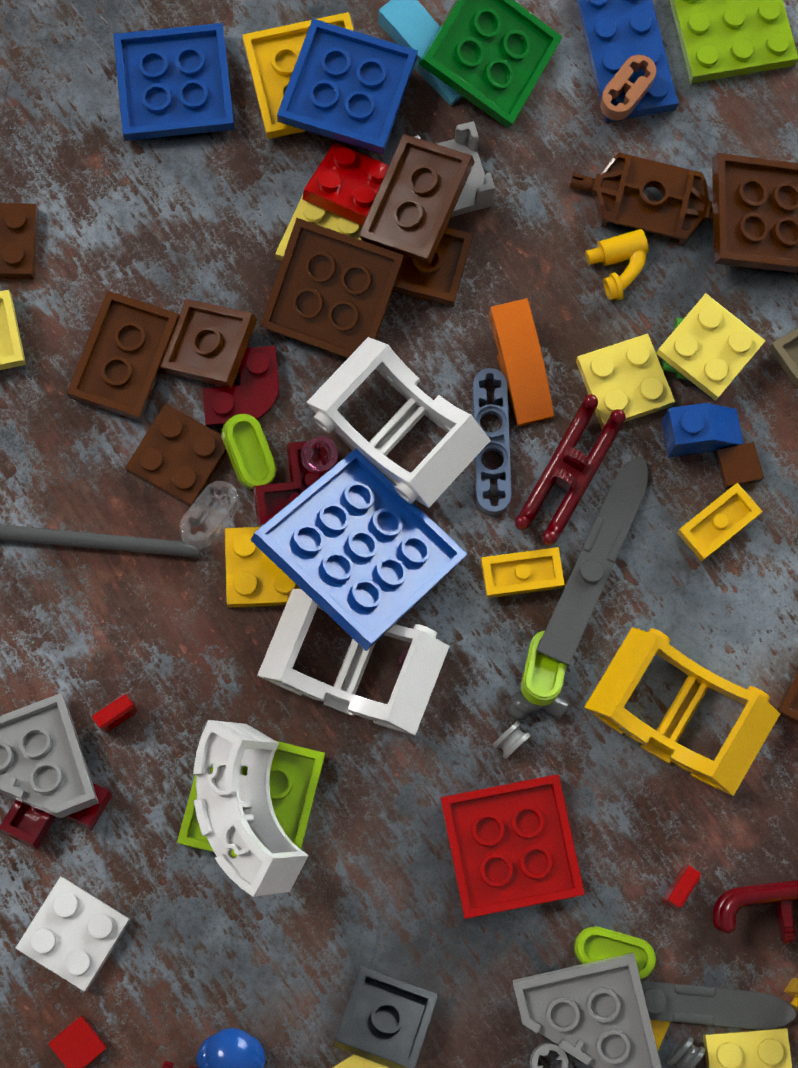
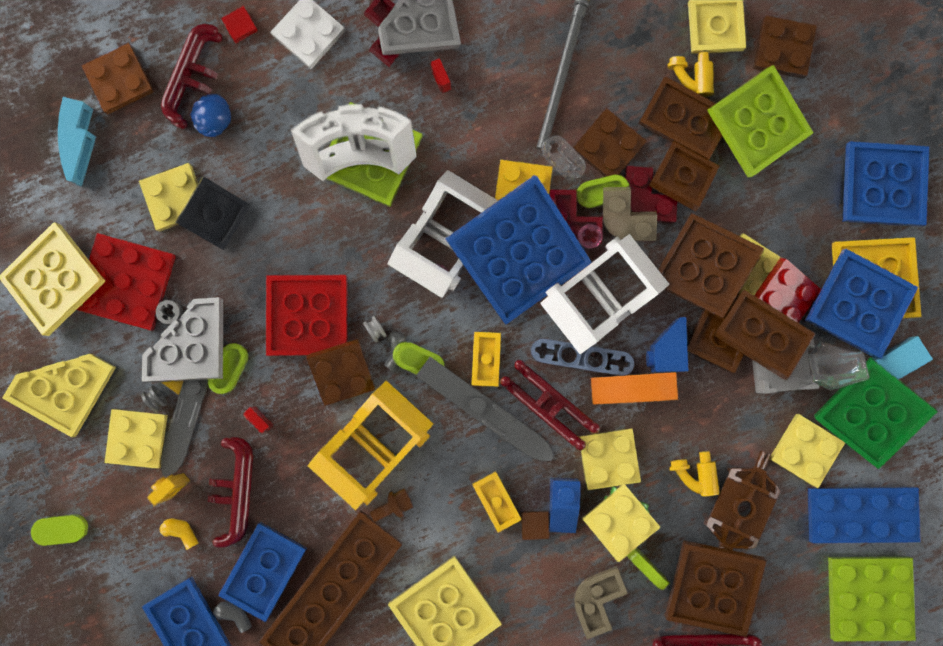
camera: 105 degrees right, 10 degrees up
(53, 342) = (704, 74): none -> yellow plant
(114, 253) = (760, 121): none -> lime plate
(287, 417) = (621, 221): none -> dark tan plate
(438, 103) = (836, 367): none -> clear slope
(456, 323) = (670, 350): none -> blue slope
(556, 129) = (807, 451): none -> light yellow plate
(585, 776) = (341, 372): none -> reddish brown plate
(621, 83) = (834, 503): nougat beam -> none
(756, 660) = (397, 504): none -> reddish brown piece
(764, 301) = (648, 569): none -> lime tile

